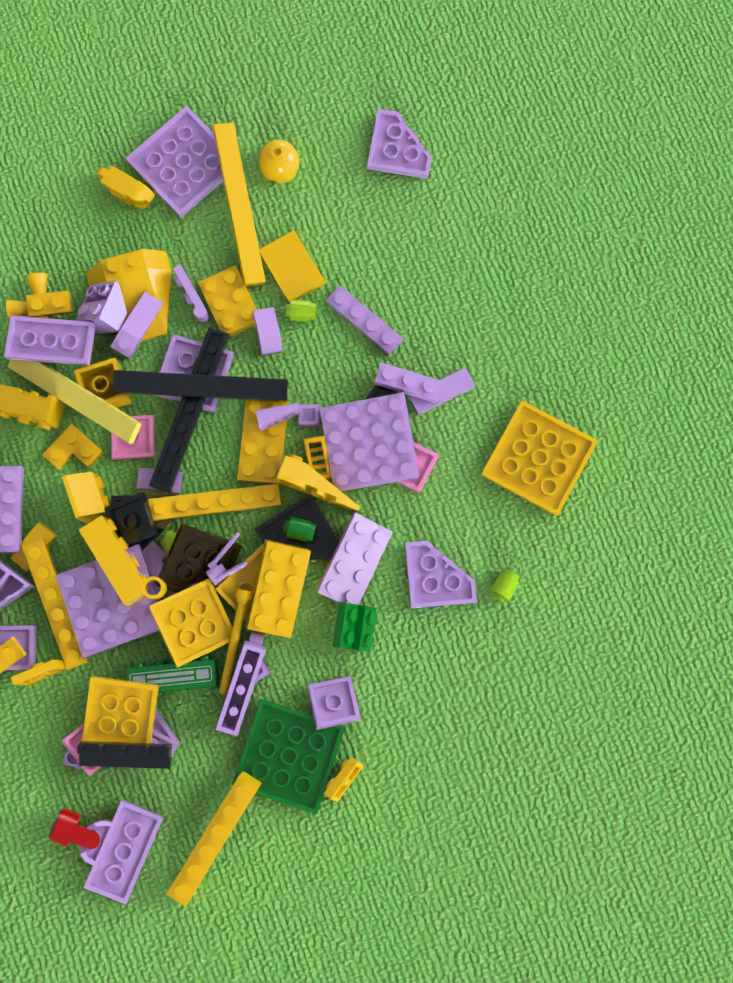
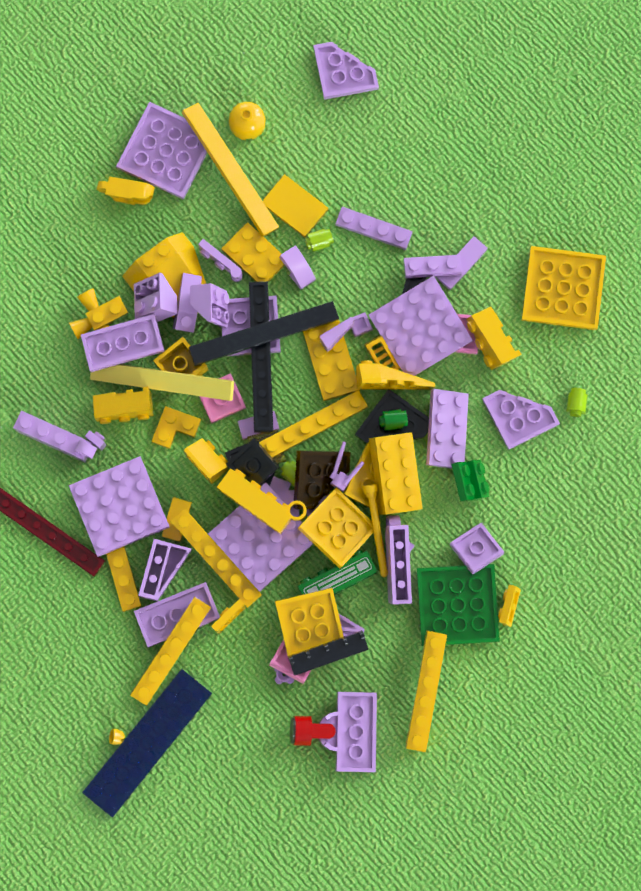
camera: 25 degrees left, 0 degrees up
(157, 334) = (210, 303): none -> lavender slope
(439, 482) = (491, 339): none -> yellow wedge

